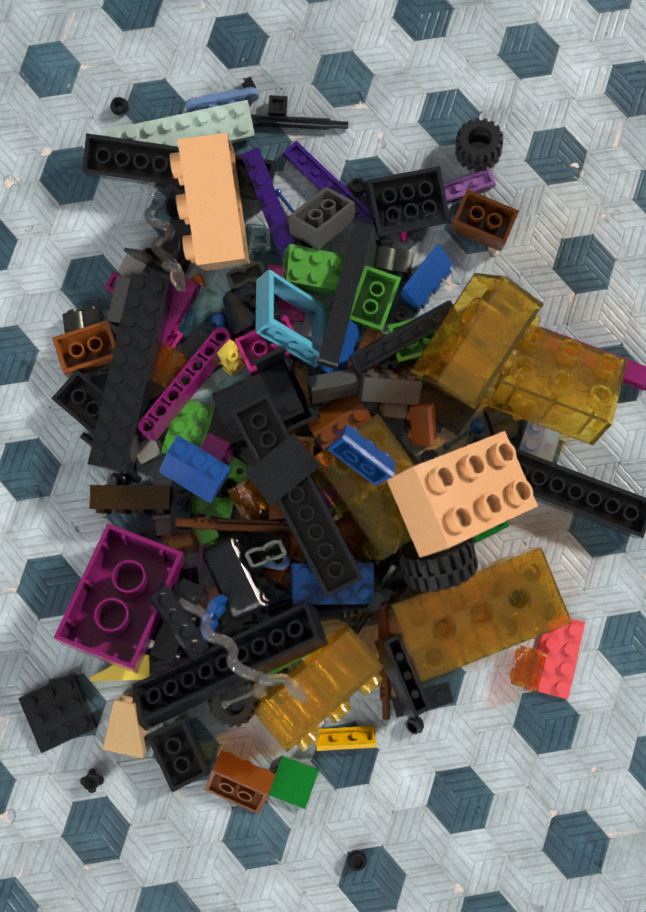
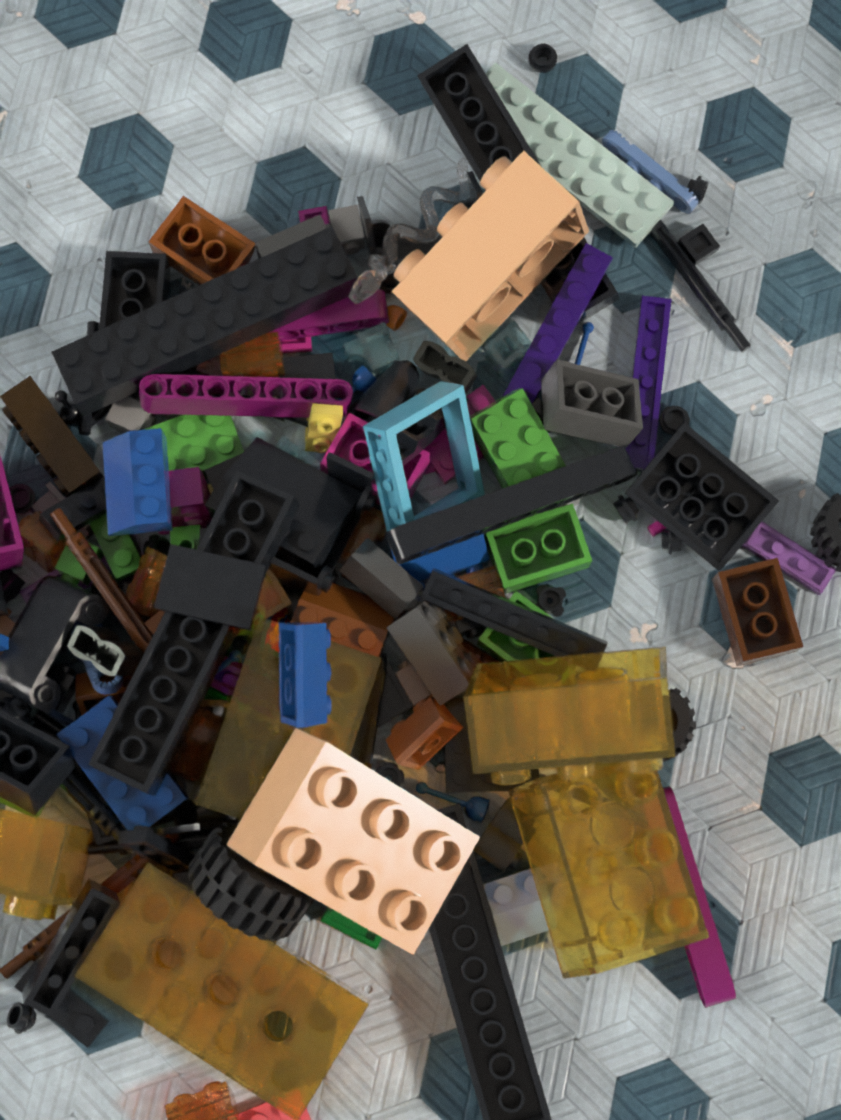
camera: 55 degrees right, 5 degrees down
(78, 319) = (230, 209): pearl dark grey brick -> none
(394, 261) = (609, 538): pearl dark grey brick -> none
(426, 279) = (619, 596): blue slope -> none

